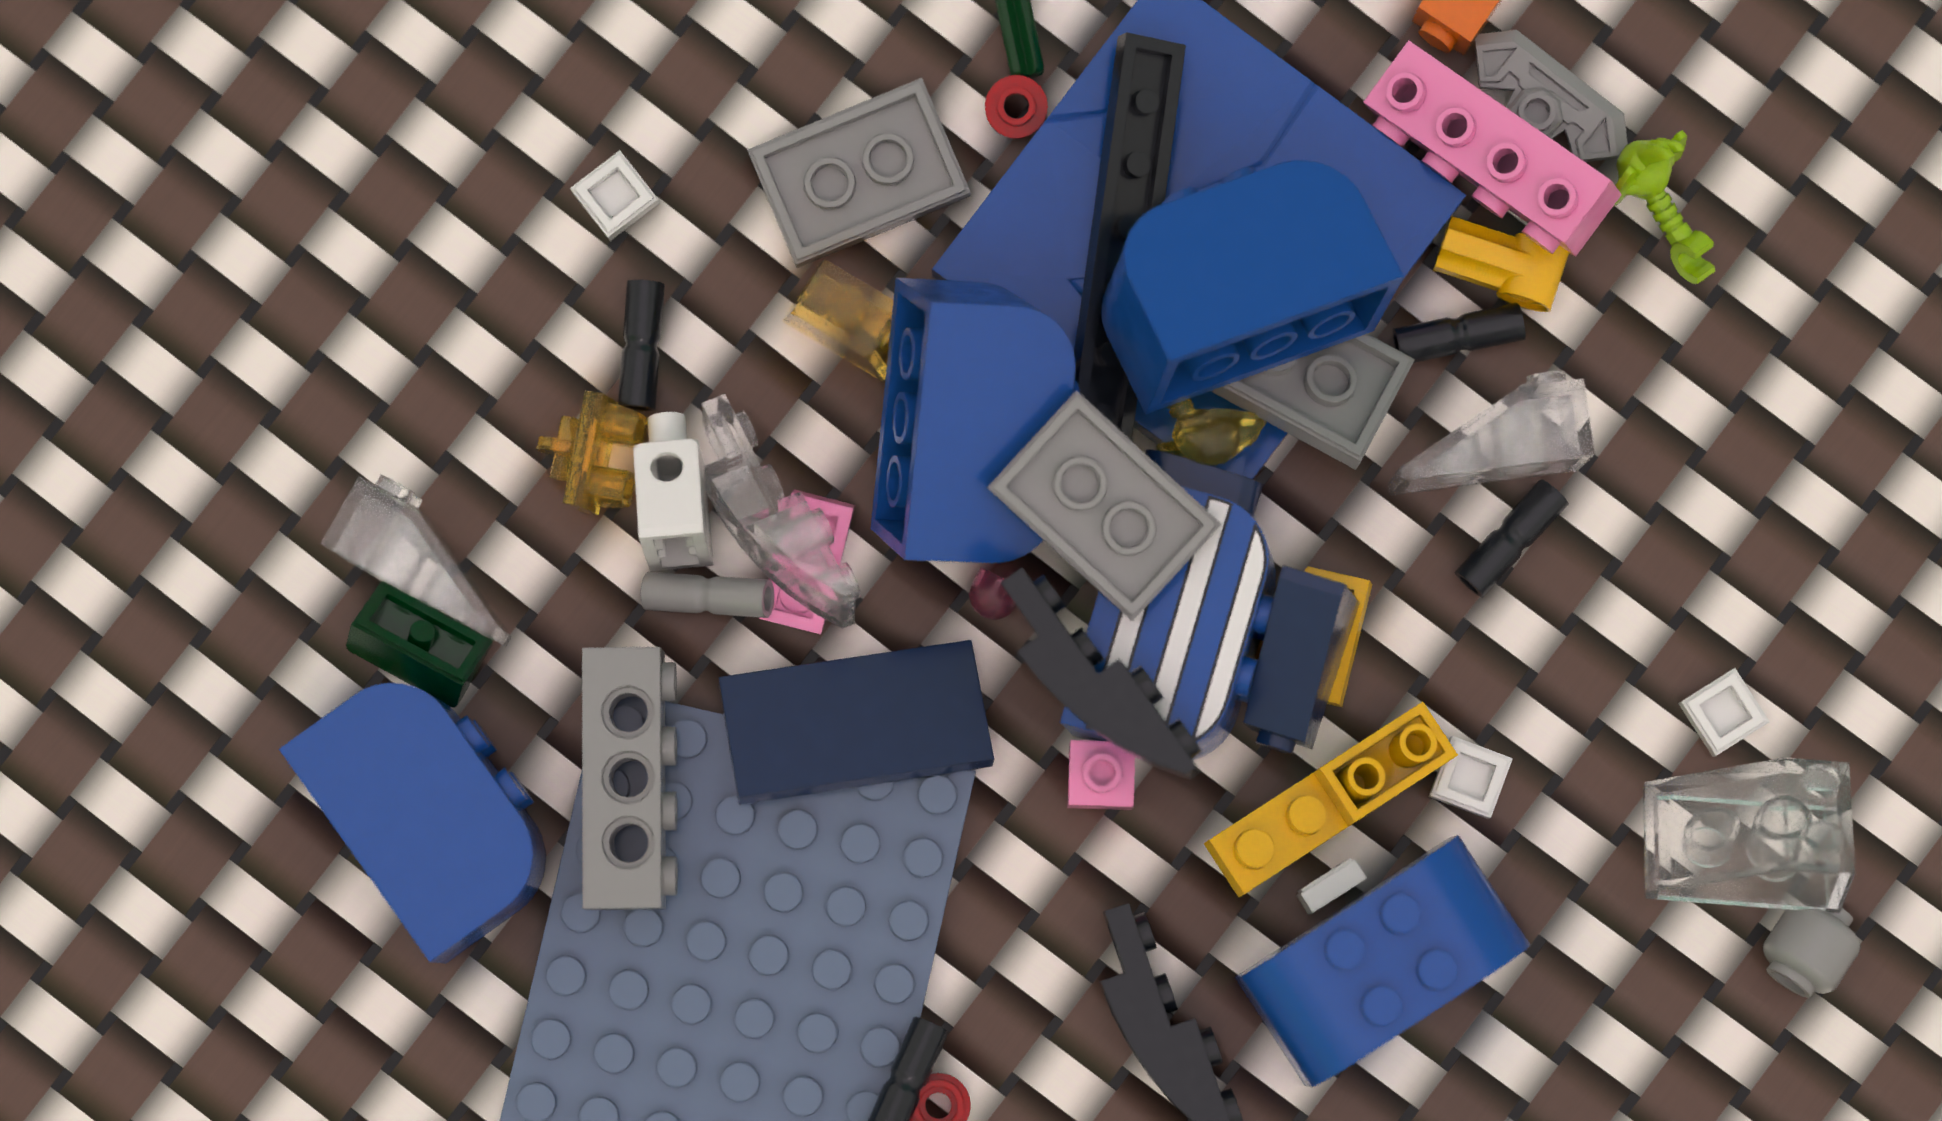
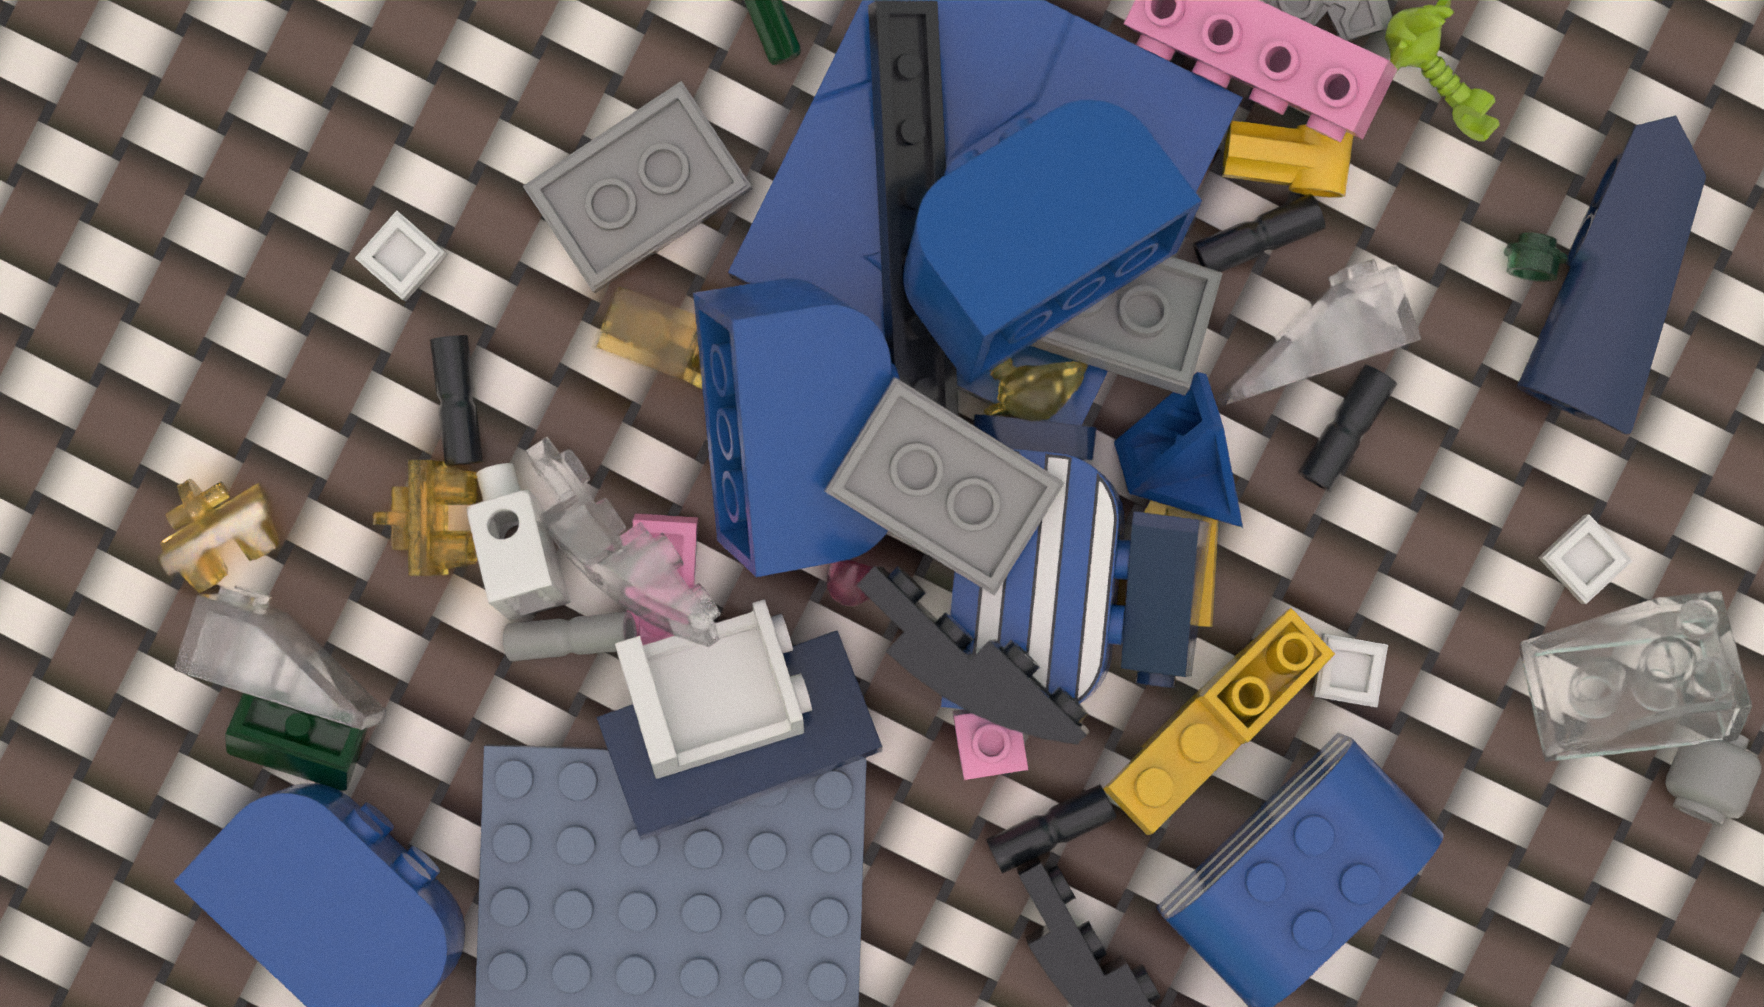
camera: 10 degrees left, 5 degrees up
(355, 438) = (194, 546): none -> clear yellow hips
(608, 678) = (525, 939): light grey brick -> none
(836, 680) = (714, 699): none -> white panel
(1009, 126) = (780, 71): red plate -> none
(1153, 874) = (1058, 825): none -> black piece
(1330, 885) = (1234, 804): white tile -> none
(1343, 530) = (1182, 455): none -> blue slope
(1725, 406) = (1534, 257): none -> clear green plate
(1806, 443) = (1619, 280): none -> dark blue panel

